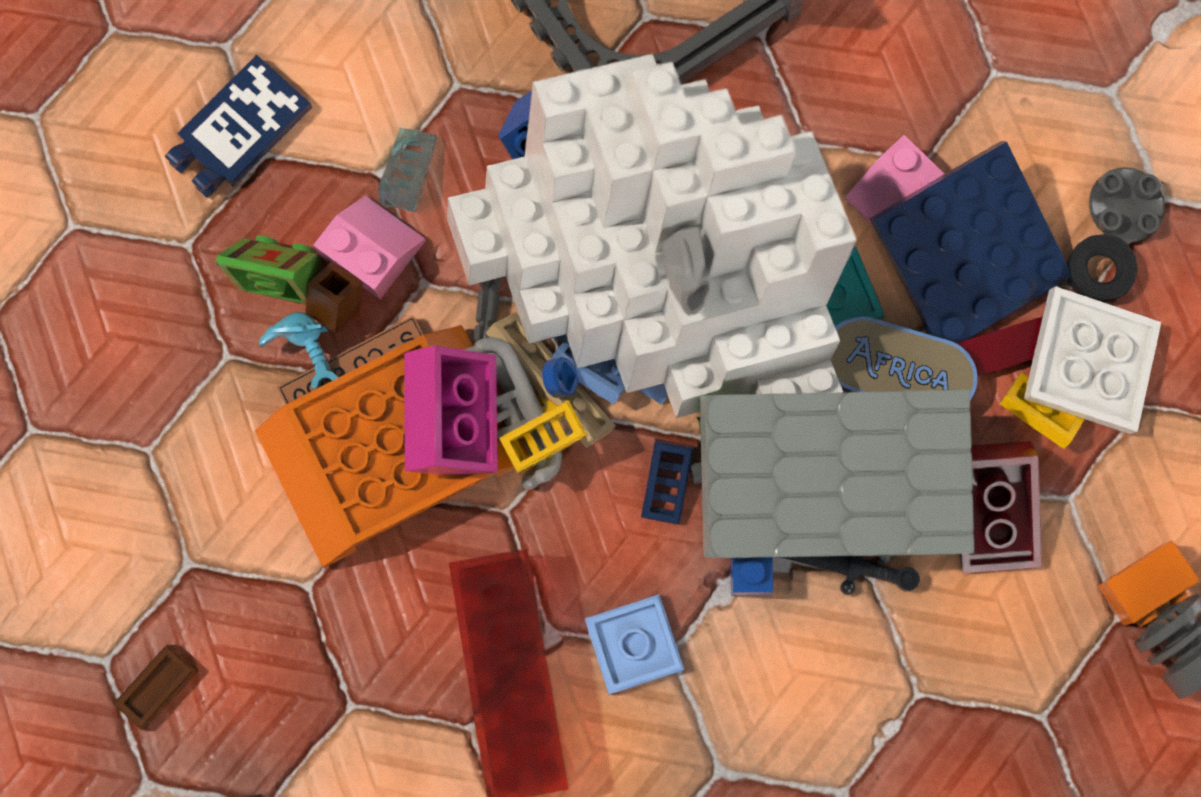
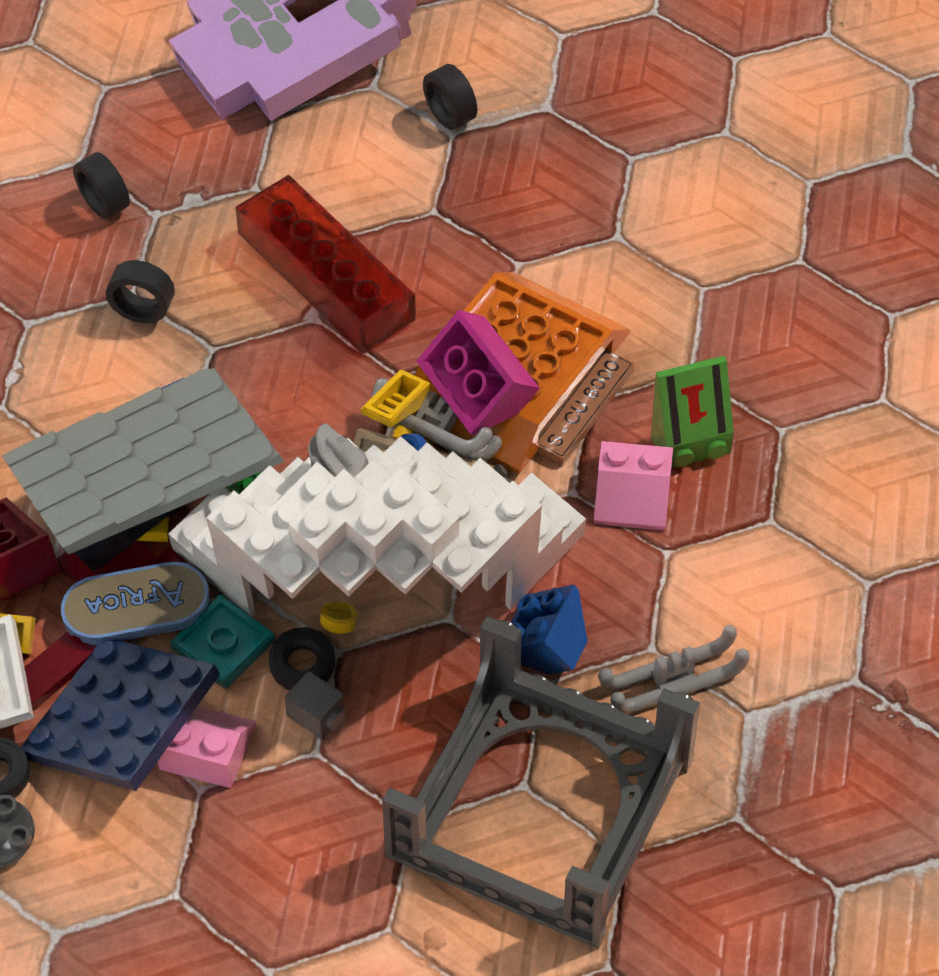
camera: 145 degrees right, 25 degrees down
(155, 687) = (582, 157): reddish brown tile -> none
(238, 126) = (806, 526): dark blue tile -> none
(303, 331) = (637, 399): medium azure piece -> none
(333, 297) = (632, 426): reddish brown brick -> none
(402, 192) = (638, 534): clear light blue slope -> none
(456, 41) = (675, 673): none -> light grey piece
(634, 644) = (244, 336): light blue tile -> none
(673, 448) = (286, 444): dark blue slope -> none
(719, 741) = (144, 276): none -> black tyre

